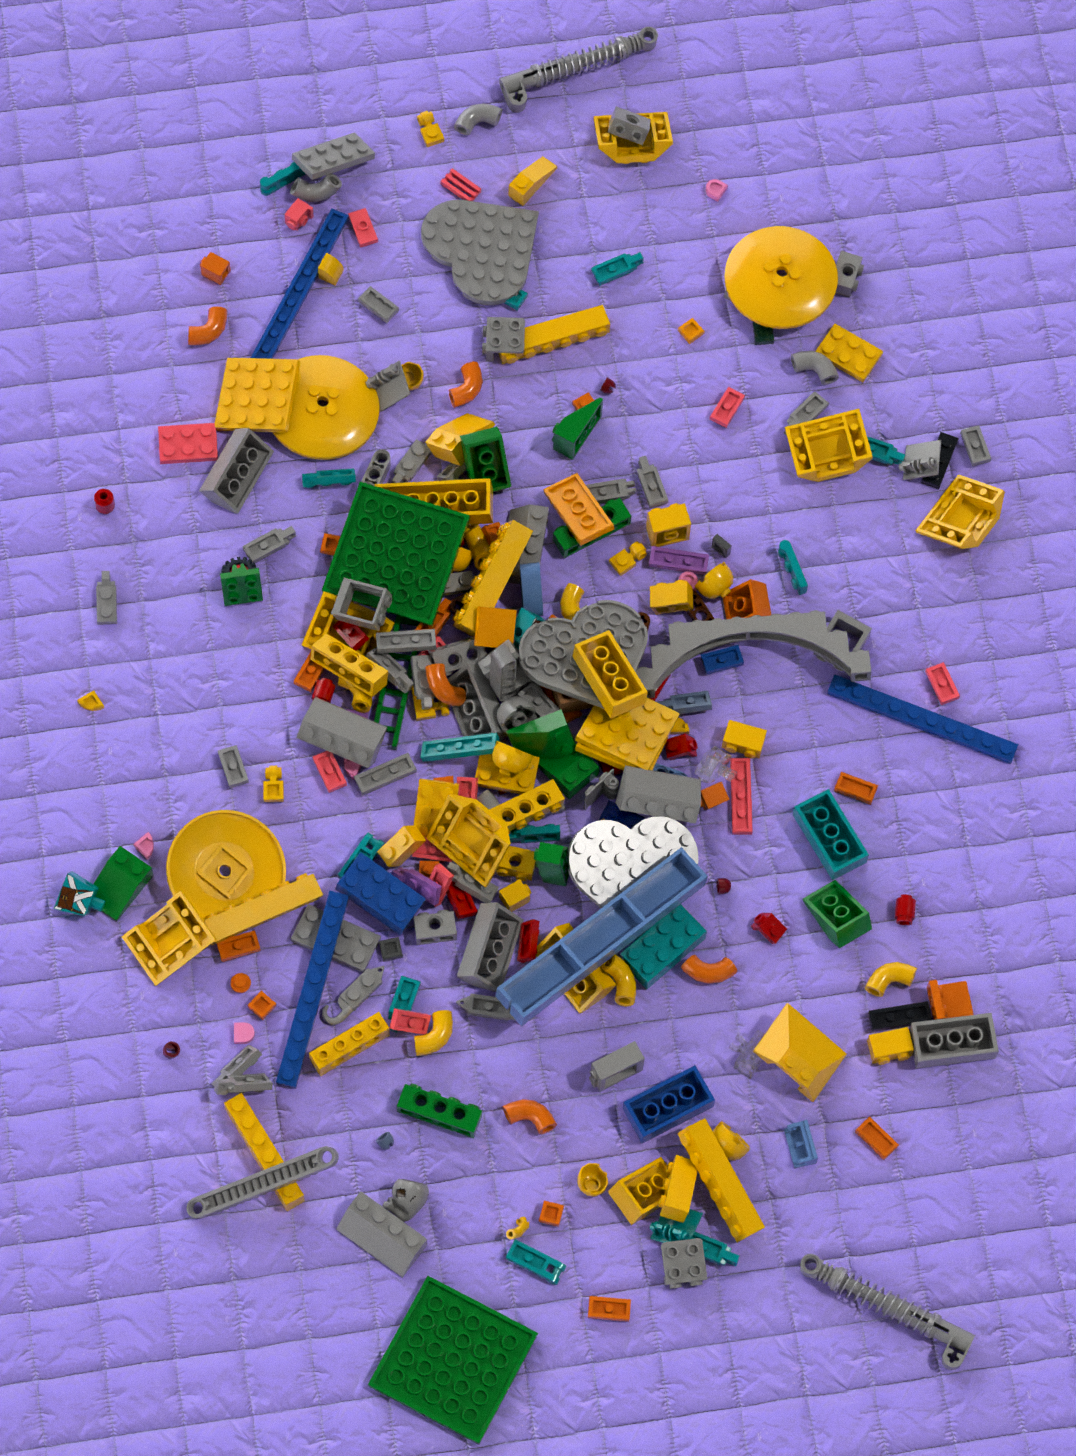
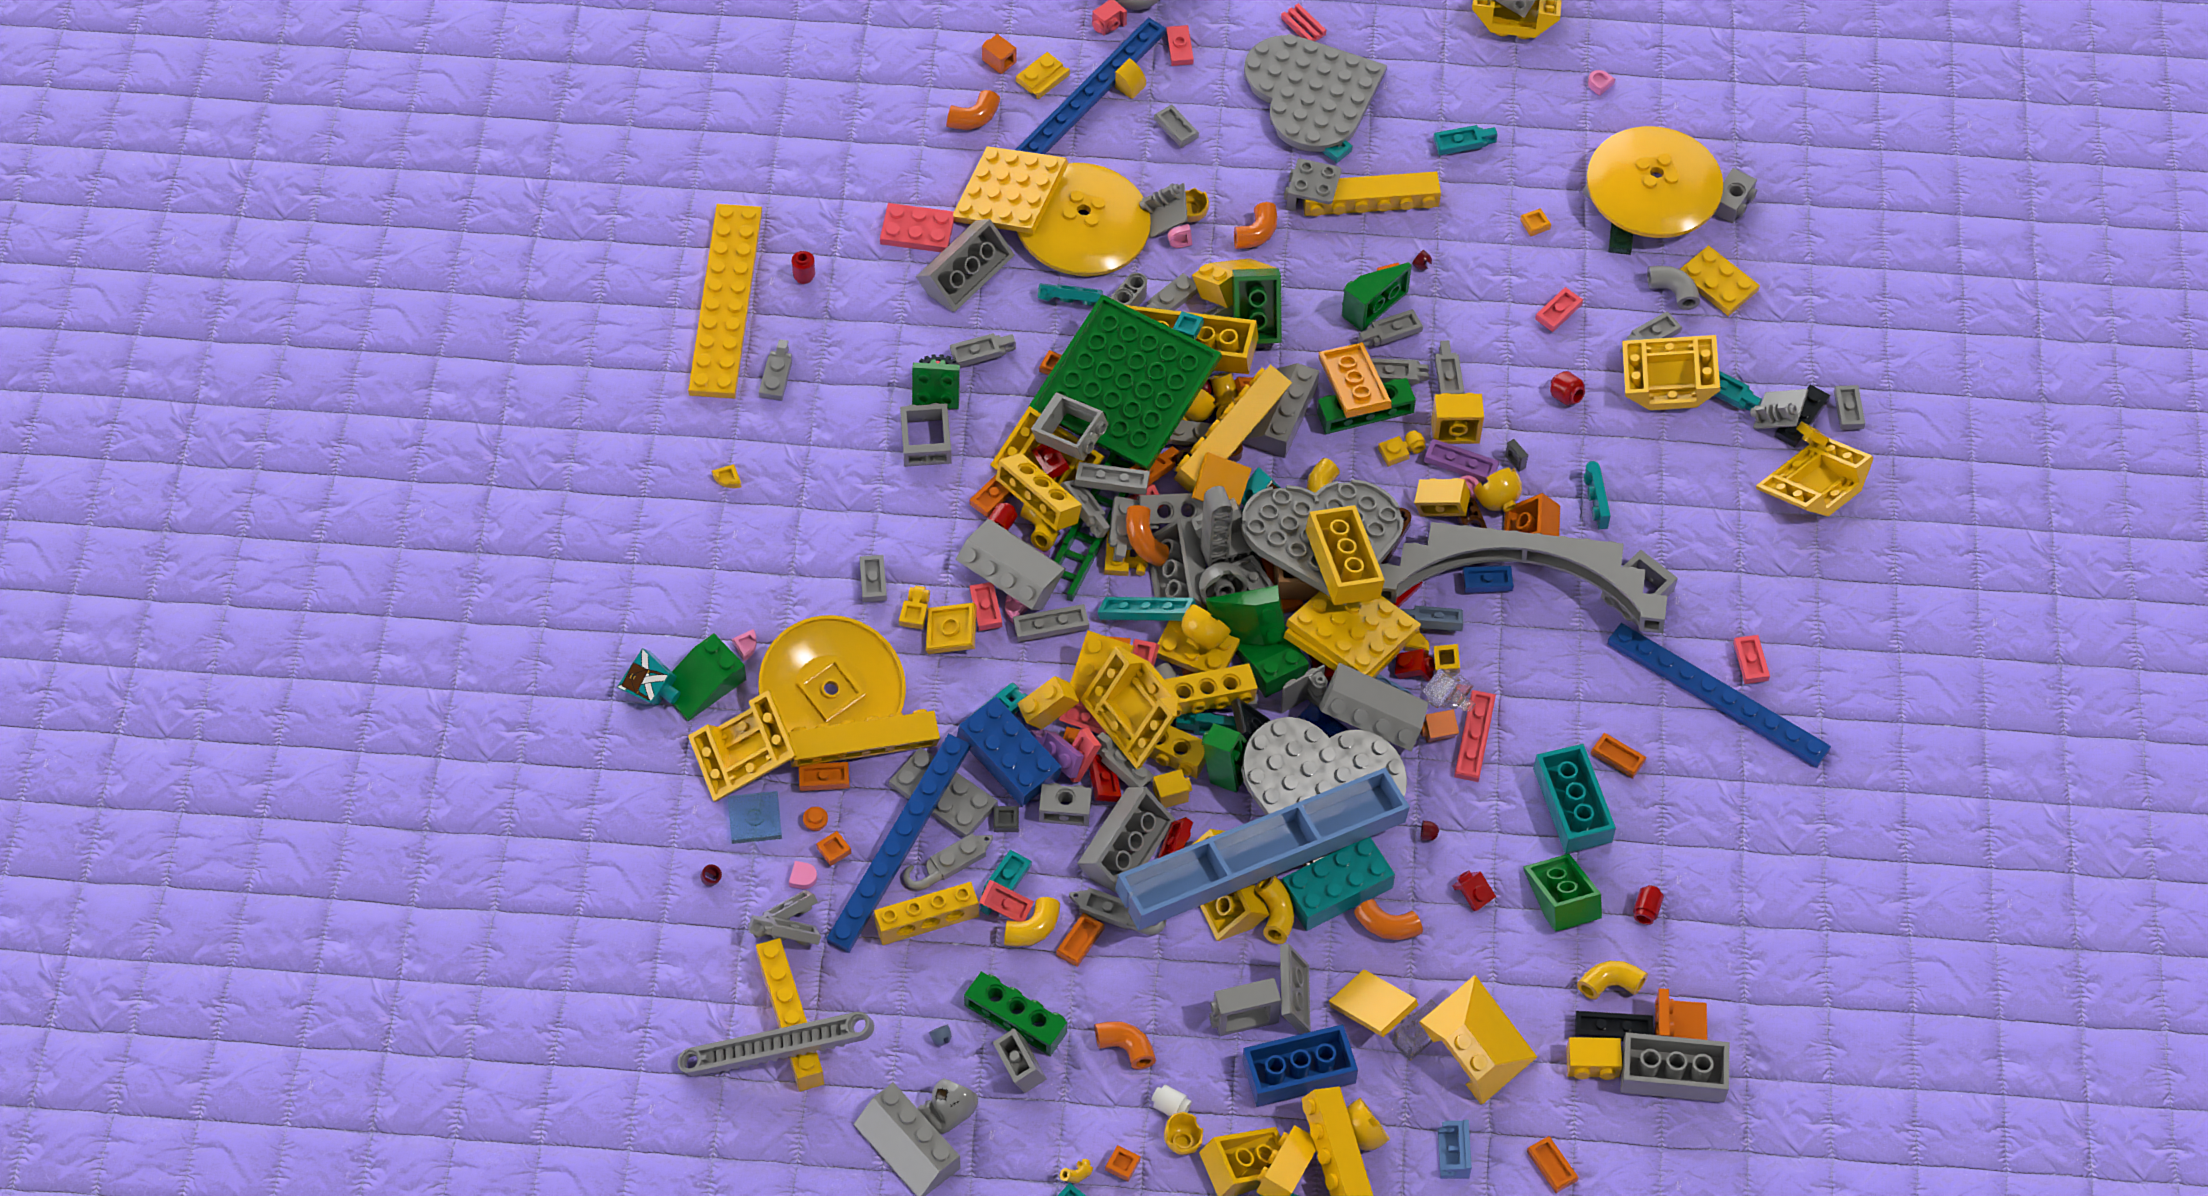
camera: 15 degrees right, 10 degrees down
(47, 544) = (725, 301): none -> yellow plate
(192, 992) = (754, 817): none -> clear light blue tile
(249, 647) = (916, 454): none -> light grey window
(256, 279) = (1042, 75): none -> yellow plate
(307, 796) = (951, 628): none -> yellow tile
(406, 407) = (1180, 236): none -> bright pink tile
(436, 494) = (1189, 324): none -> teal plate
(452, 1149) = (1019, 1060): none -> light grey brick
(473, 1037) = (1080, 939): none -> orange tile
(530, 180) = (1384, 32): yellow slope -> none
(531, 587) = (1277, 450): medium blue beam -> none
(564, 827) = (1247, 718): none -> black tile
(576, 1155) = (1170, 1100): none -> white brick
(596, 454) = (1391, 329): none -> light grey hinge
(651, 1043) = (1295, 989): none -> light grey tile
(706, 738) = (1447, 657): none -> yellow brick
(713, 1040) = (1373, 1003): none -> yellow tile
(744, 739) = (1493, 671): yellow brick -> none
(749, 477) = (1567, 388): none -> red head
(951, 477) = (1812, 435): none -> yellow plate

